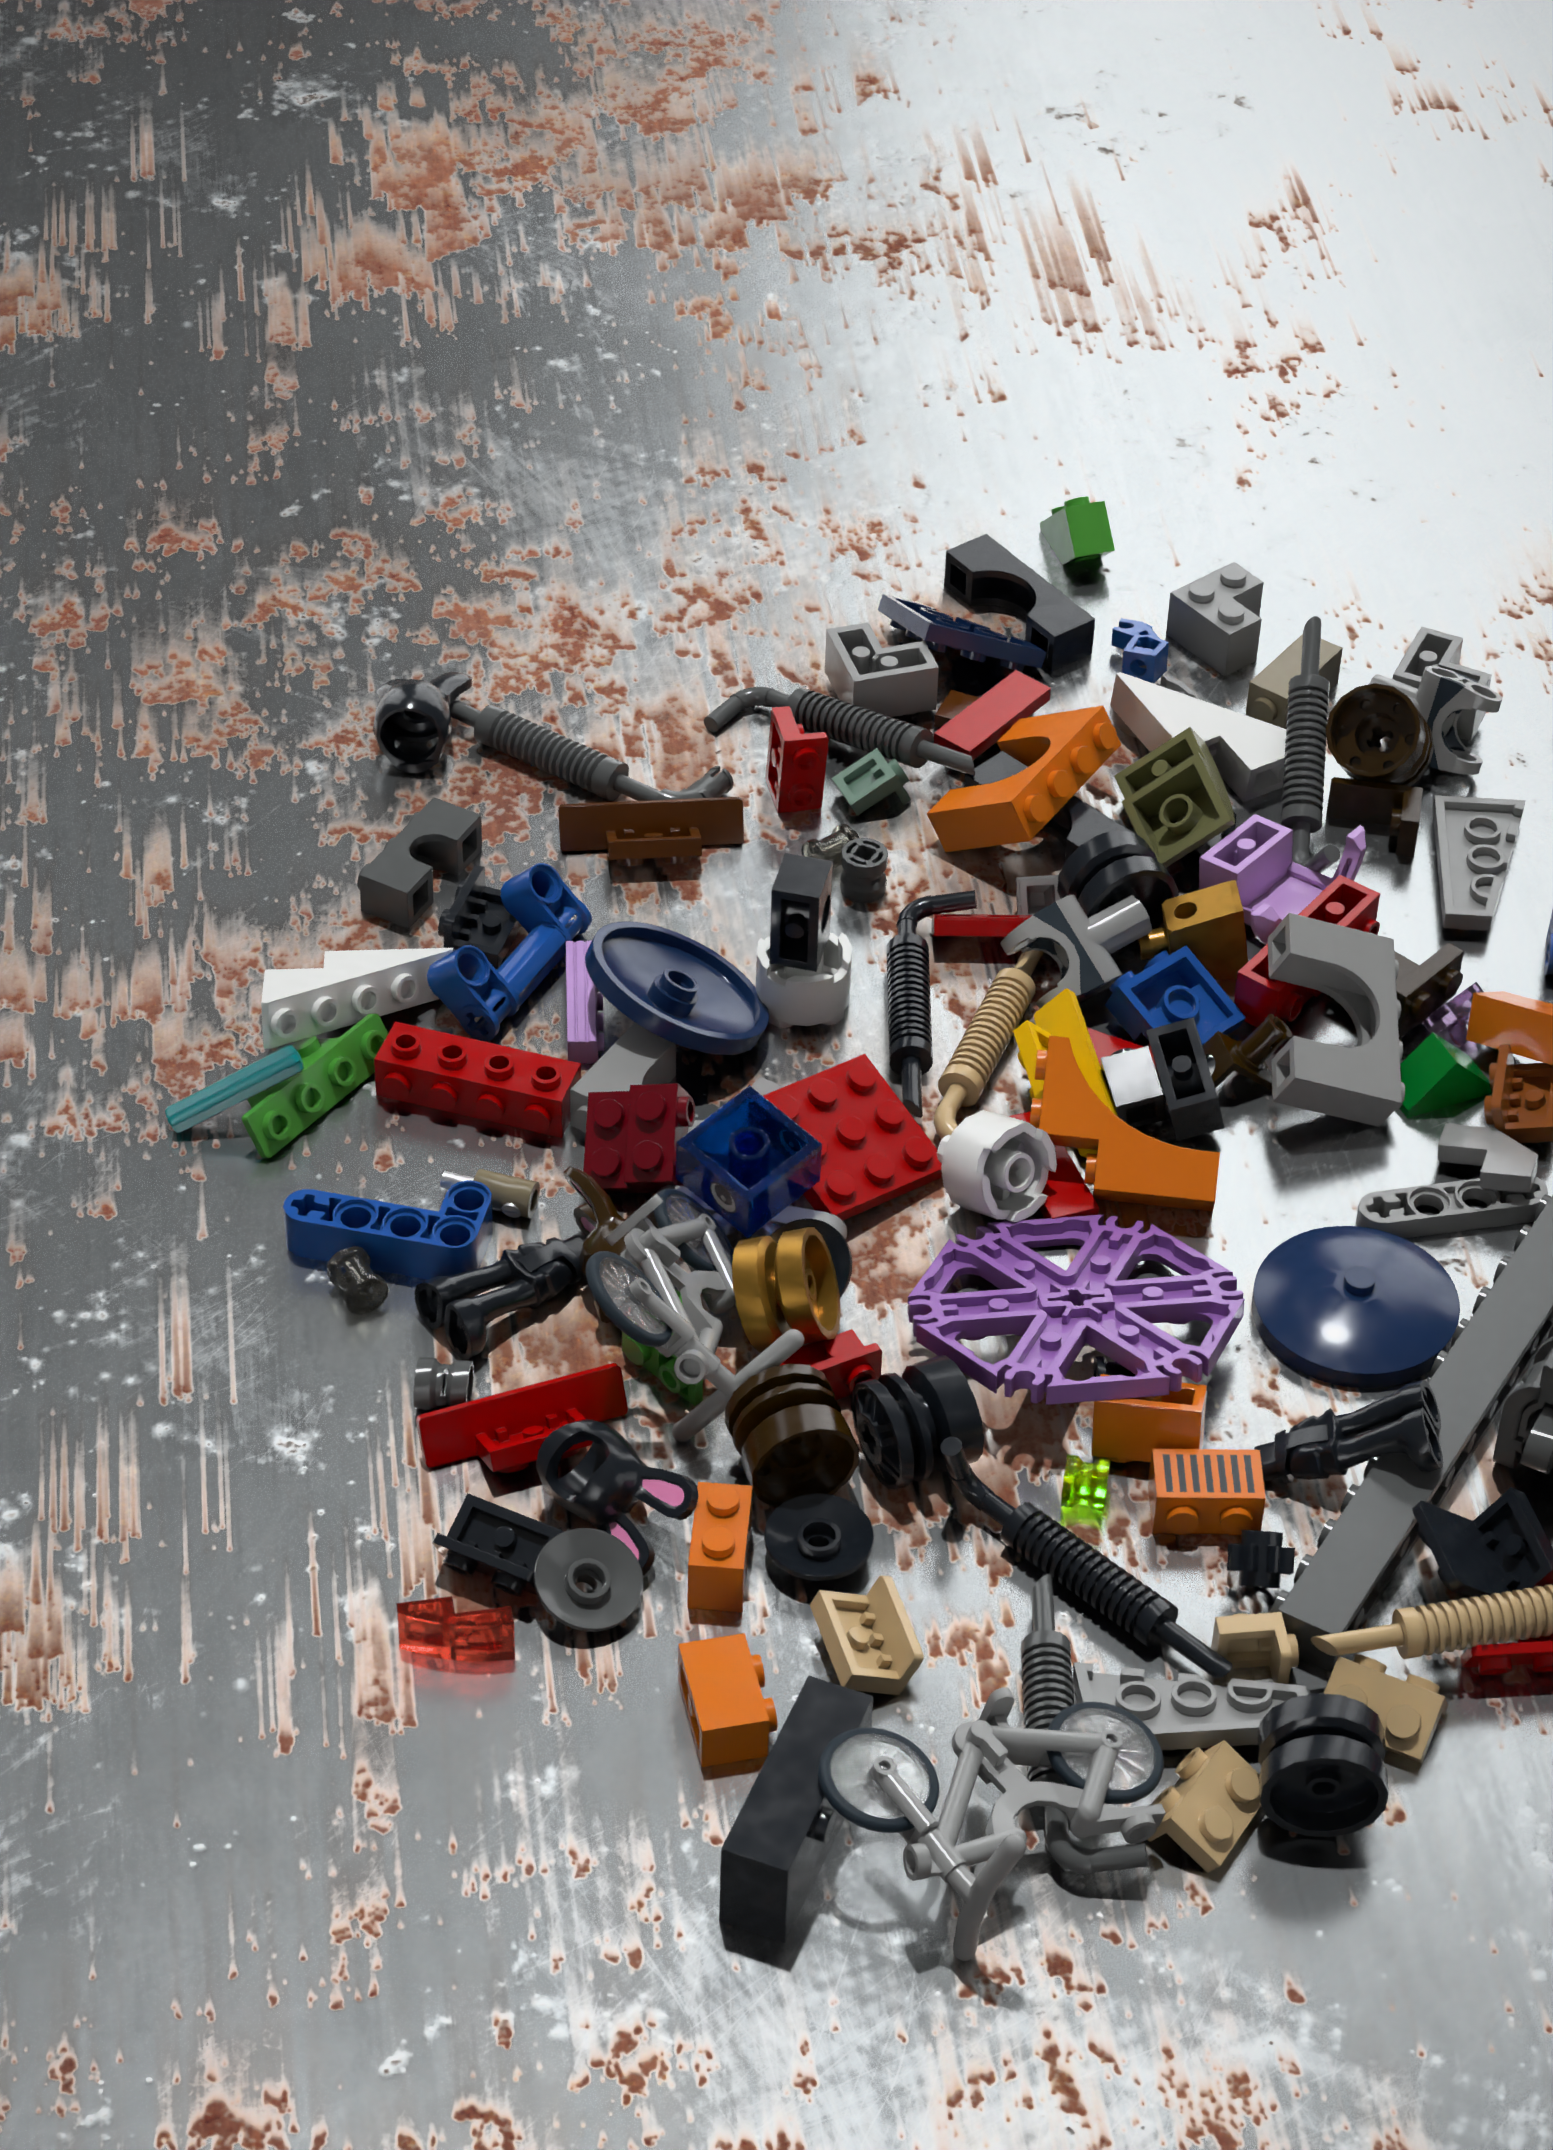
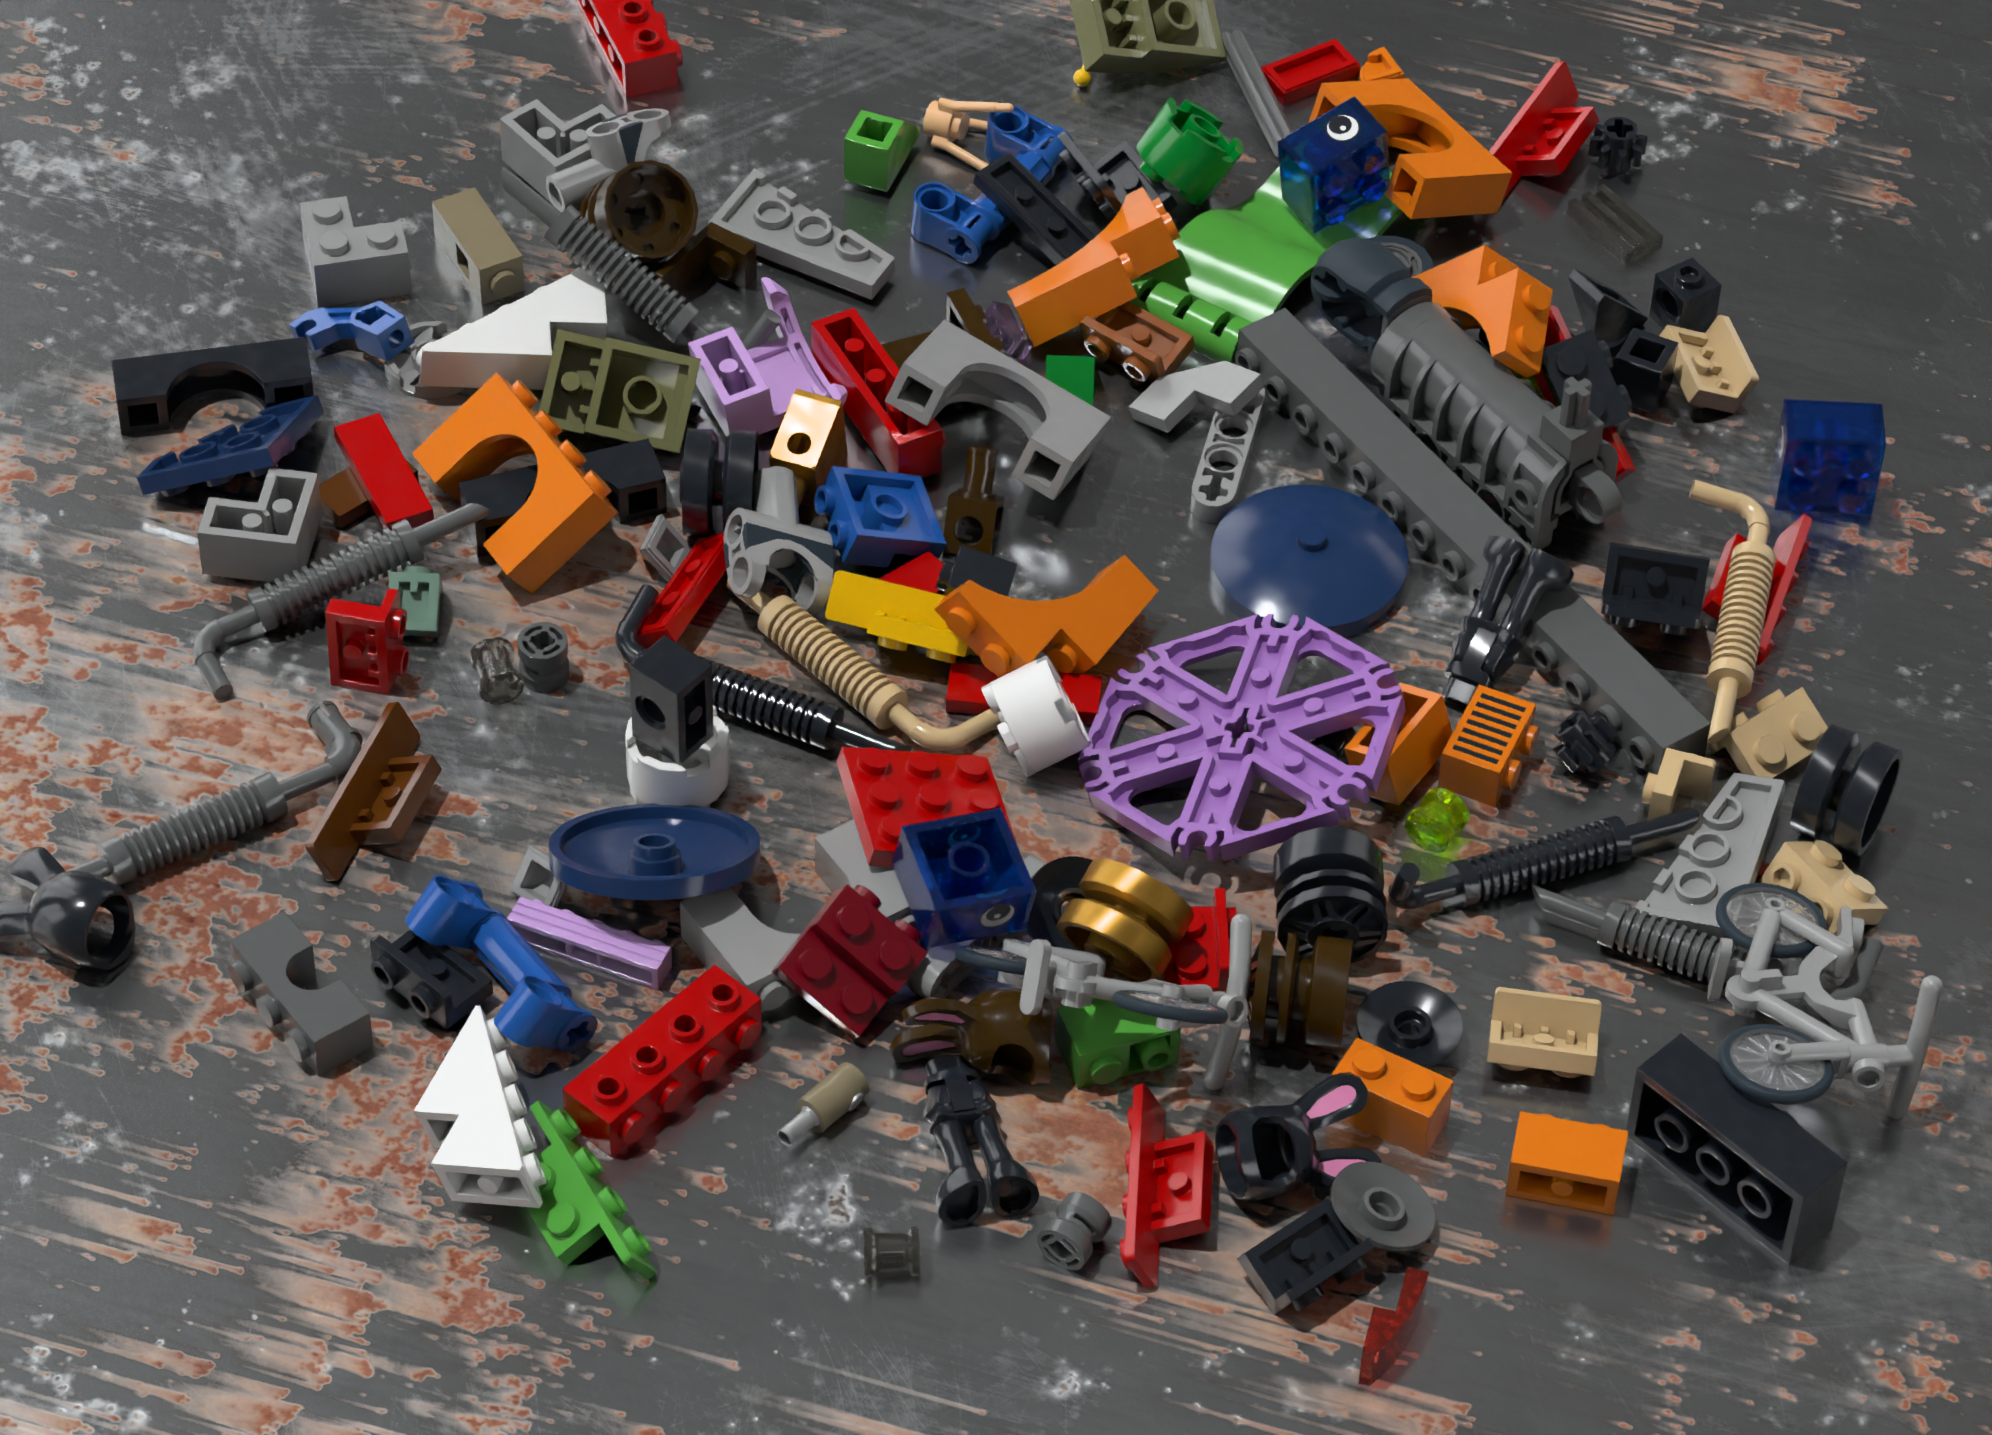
camera: 65 degrees left, 5 degrees up
(234, 1089) = (574, 1255): teal axle -> none
(394, 1235) = (875, 1175): blue beam -> none
(1078, 531) = (140, 298): bright green slope -> none
(1185, 1079) = (1000, 535): black brick -> none

